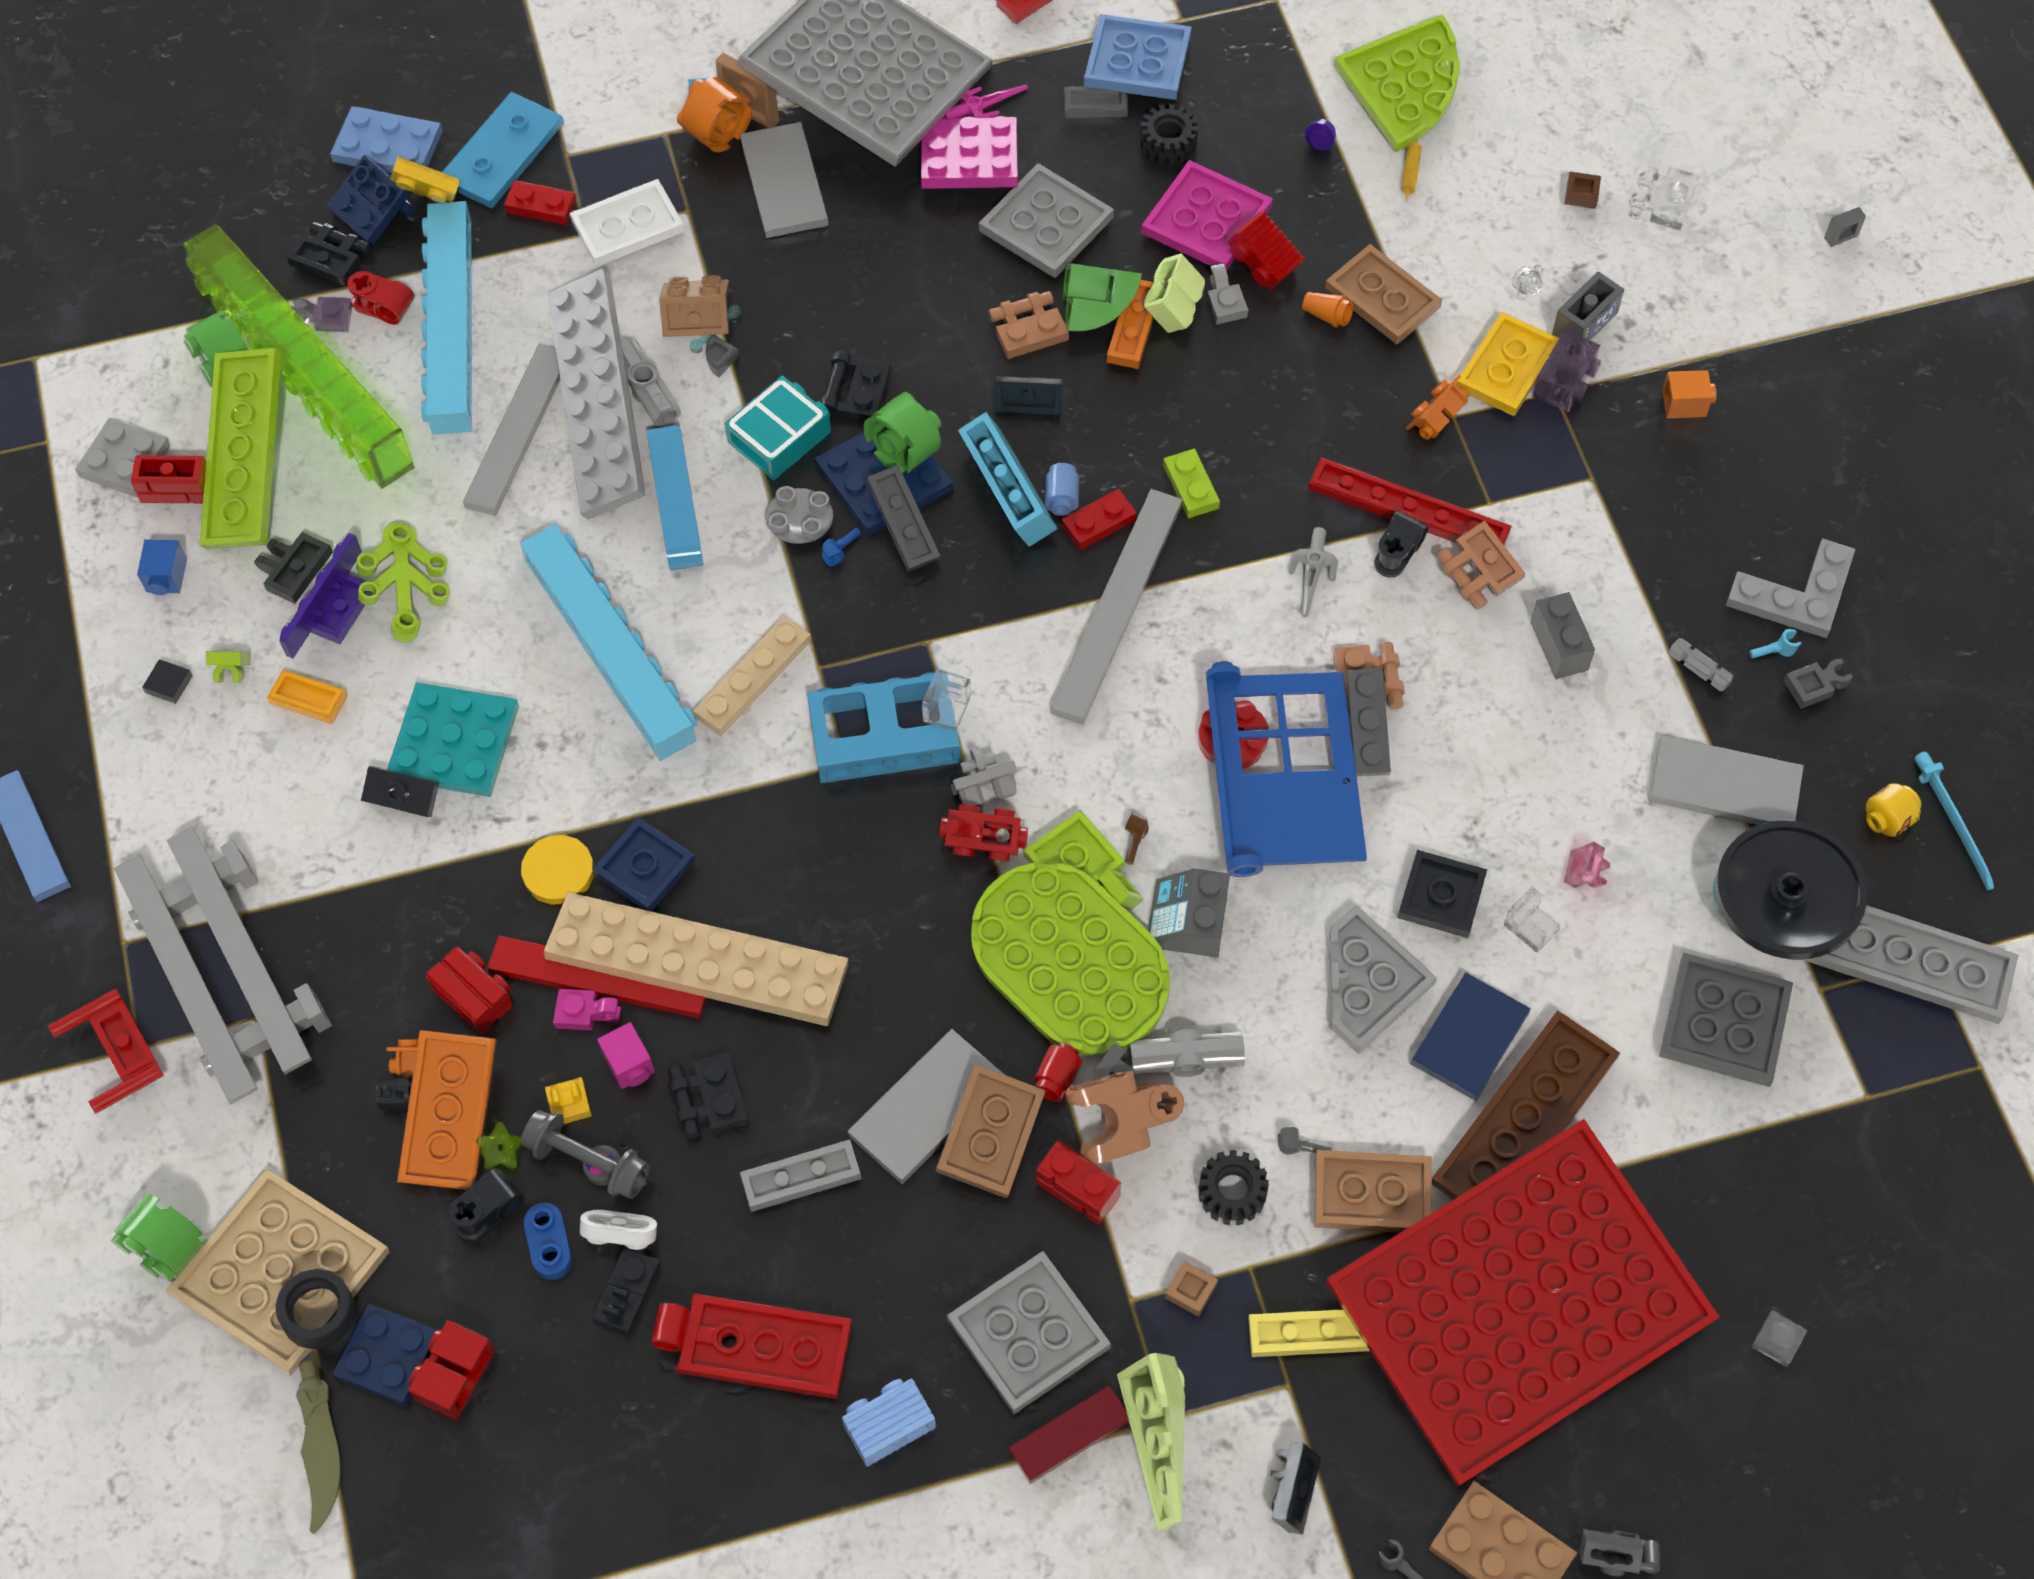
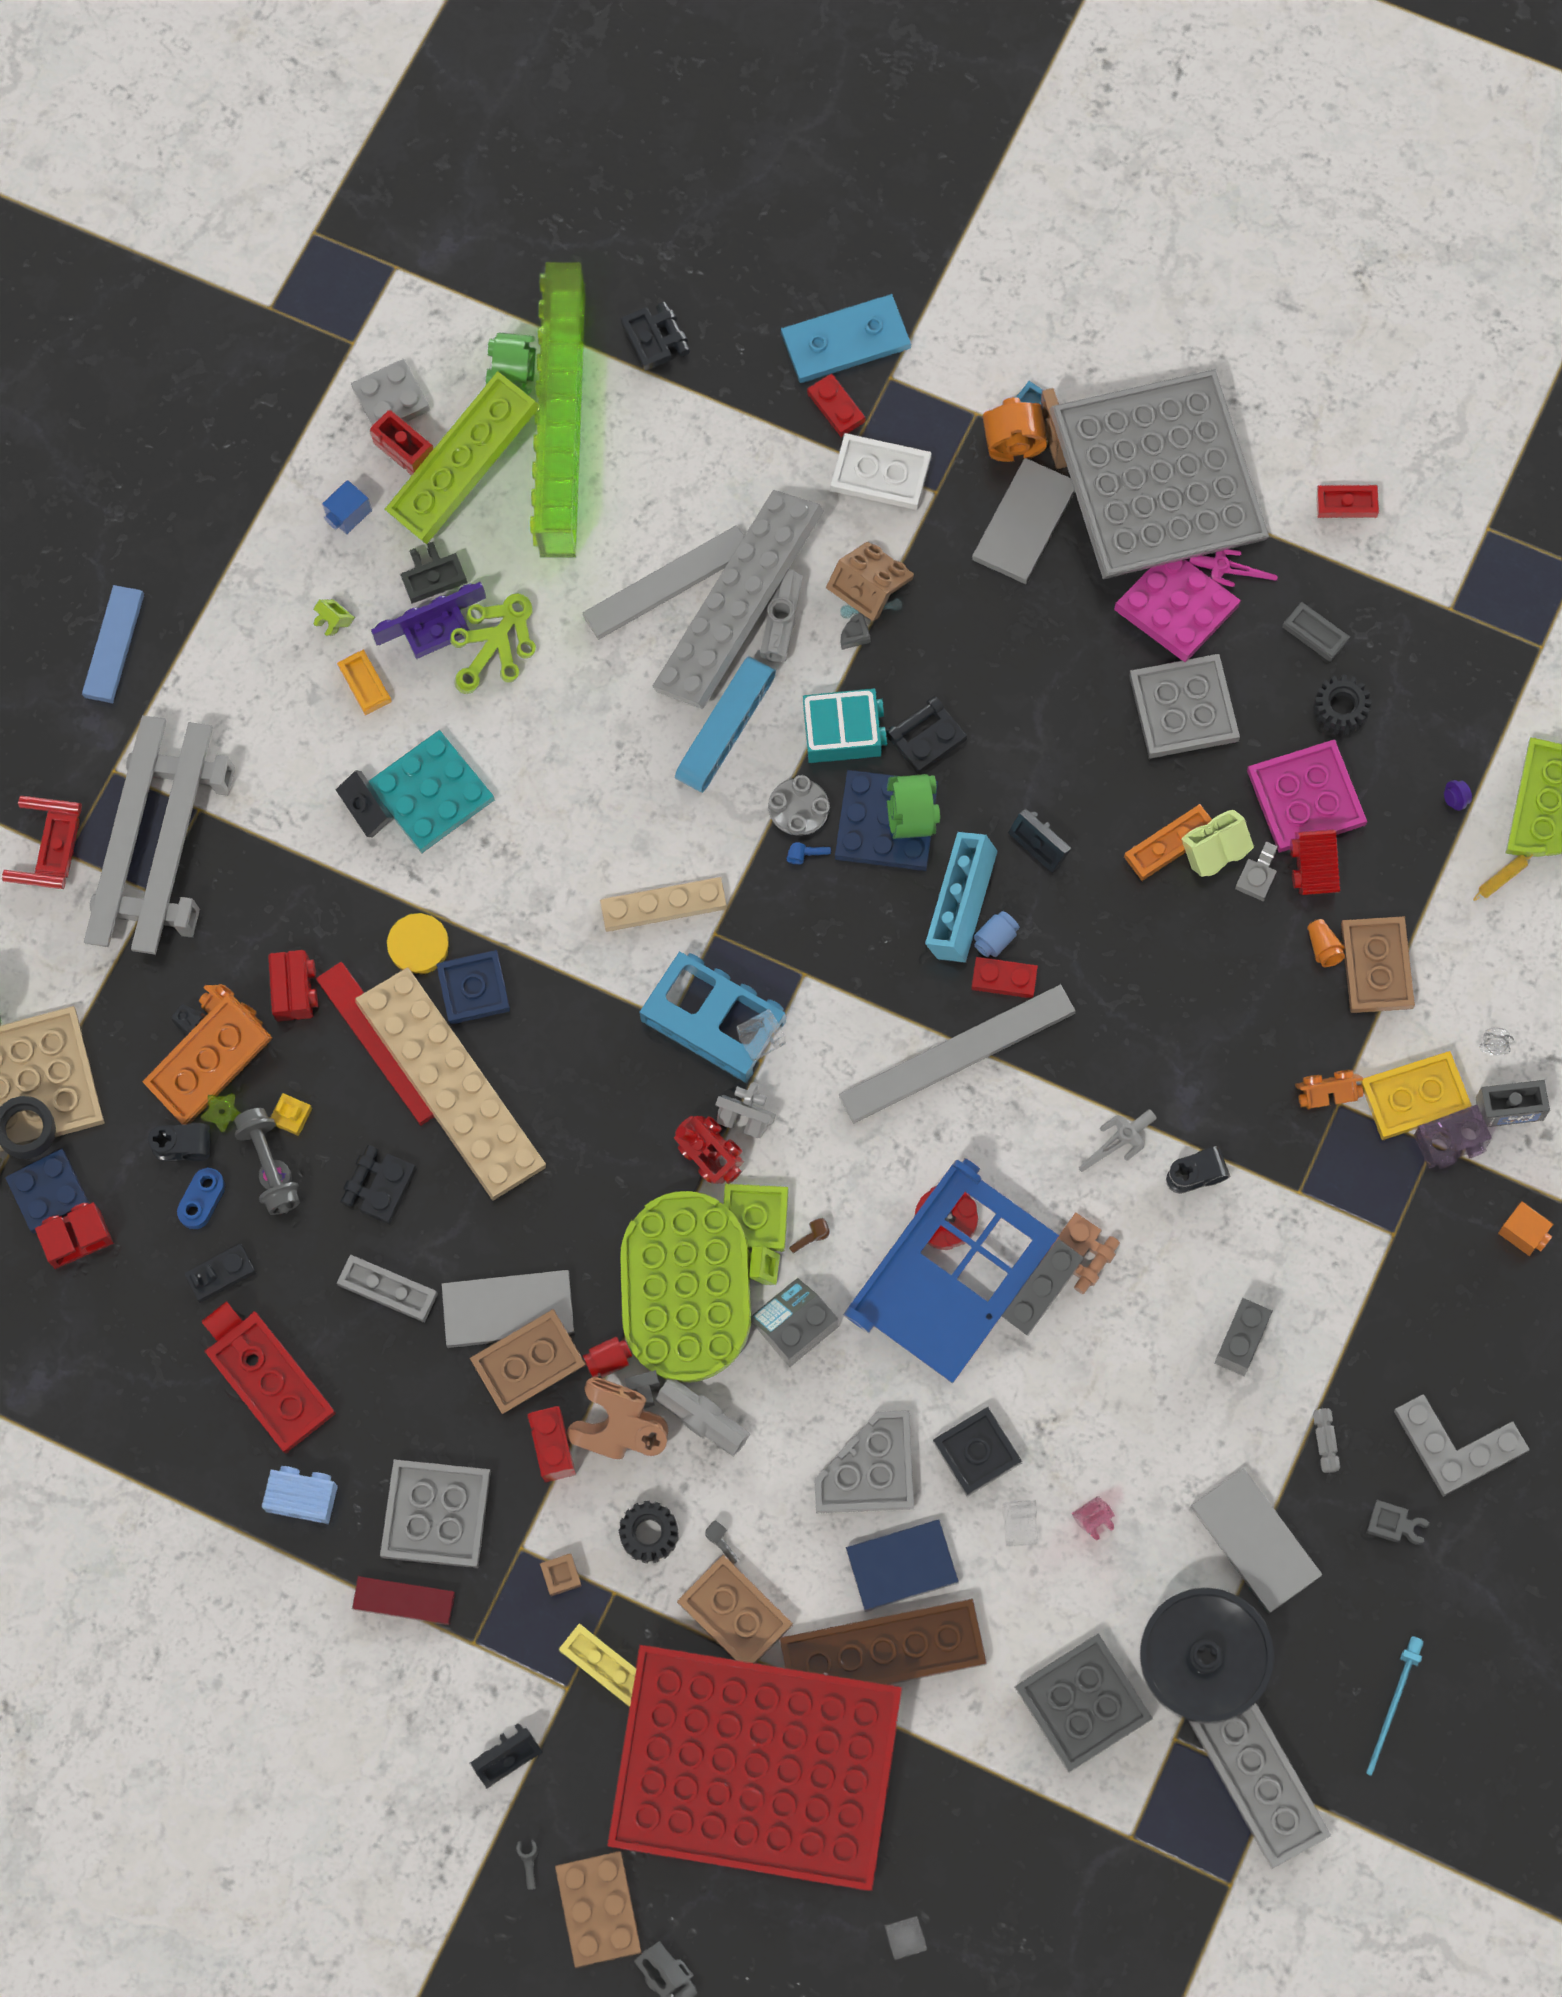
camera: 45 degrees right, 10 degrees up
(167, 681) = (285, 598): black tile -> none
(327, 315) = (614, 386): clear purple plate -> none
(370, 200) = (715, 314): dark blue plate -> none
(381, 299) = (658, 401): red piece -> none
(384, 138) = (770, 269): medium blue plate -> none
(424, 180) = (758, 328): yellow plate -> none
(448, 318) = (692, 454): medium azure brick -> none
(580, 1008) = (350, 1057): dark pink plate -> none
(609, 642) = (587, 801): medium azure brick -> none
(619, 1228) = (247, 1227): white plate -> none
(626, 1056) = (348, 1115): dark pink brick -> none
(903, 518) = (862, 868): dark grey plate -> none
(1031, 332) = (1091, 789): nougat plate -> none
(1096, 295) = (1161, 798): bright green brick -> none
(1137, 56) = (1379, 619): medium blue plate -> none
(1156, 1417) = (462, 1636): yellowish green wedge -> none
(1191, 483) = (1095, 1002): lime plate -> none
(1387, 498) = (1236, 1149): red tile -> none
(1488, 557) = (1247, 1236): nougat plate -> none
(1782, 646) = (1396, 1473): medium azure hand -> none
(1893, 809) = (1352, 1660): yellow head -> none

